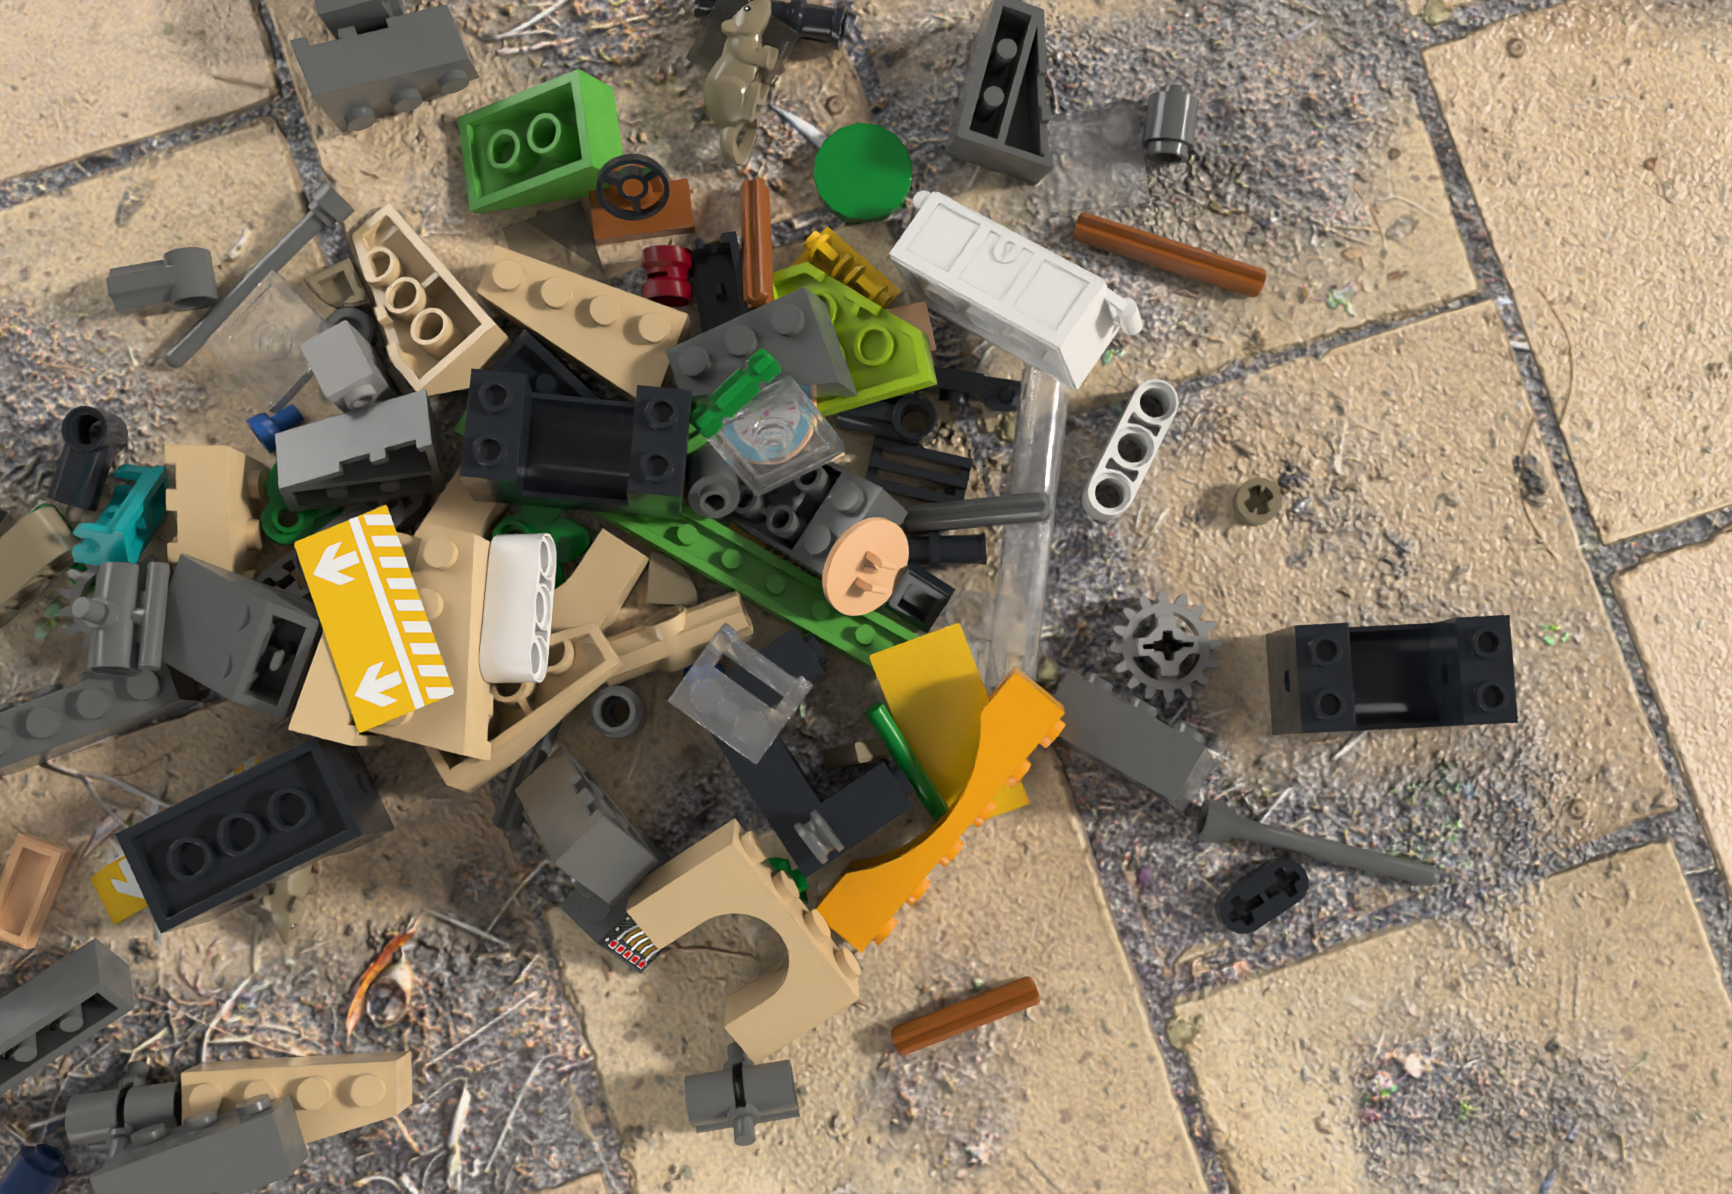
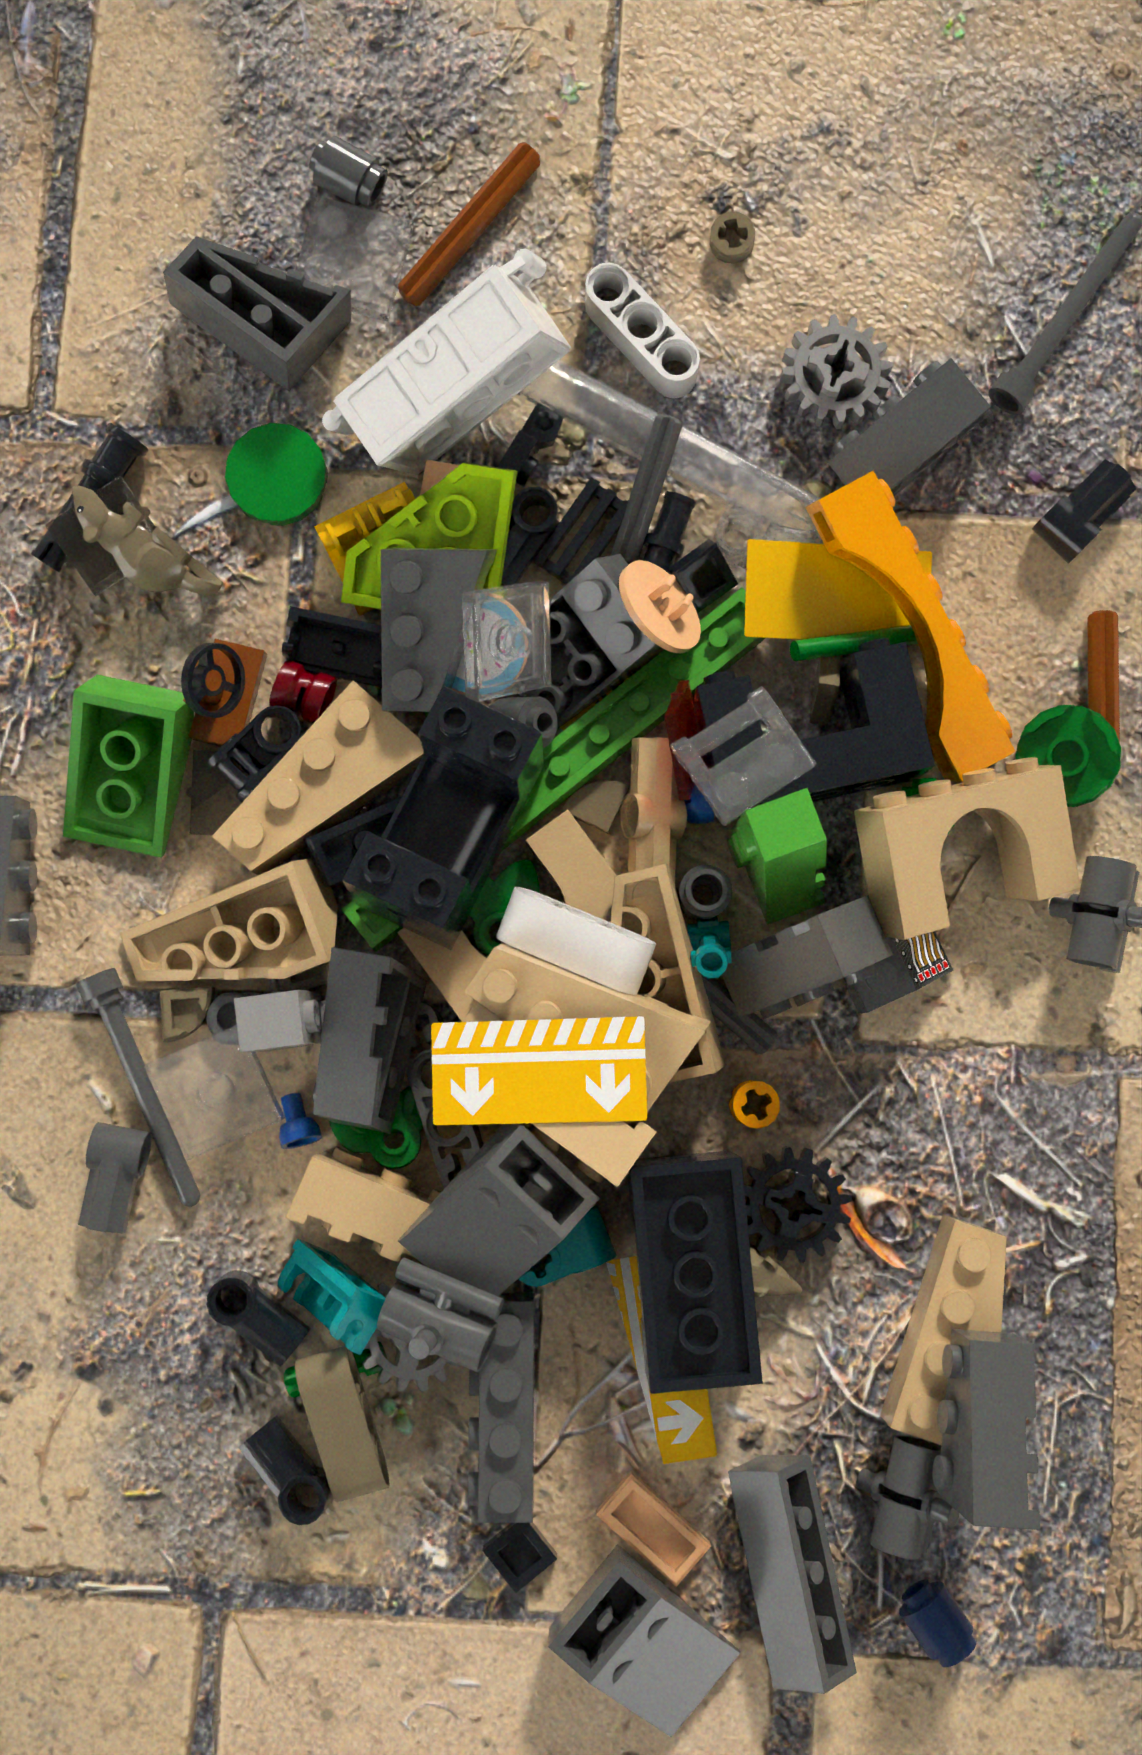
camera: 65 degrees left, 0 degrees up
(247, 728) = (581, 1250): none -> teal piece
(363, 926) = (787, 1227): none -> black gear
(426, 834) = (769, 1108): none -> light orange bush
(575, 734) = (710, 946): none -> teal bar
(587, 251) = (253, 752): none -> black piece
(673, 767) = (781, 851): none -> bright green wedge
(735, 393) = (458, 649): green axle -> none
(756, 243) = (308, 594): dark orange axle -> none
(759, 628) = (681, 722): none -> clear red piece
(819, 836) = (904, 733): dark grey bush -> none
(891, 1009) = (1079, 743): none -> green tile
(1116, 930) = (1078, 518): none -> black piece
(1269, 905) = (1105, 376): black beam -> none
(1391, 675) = (946, 175): black piece -> none

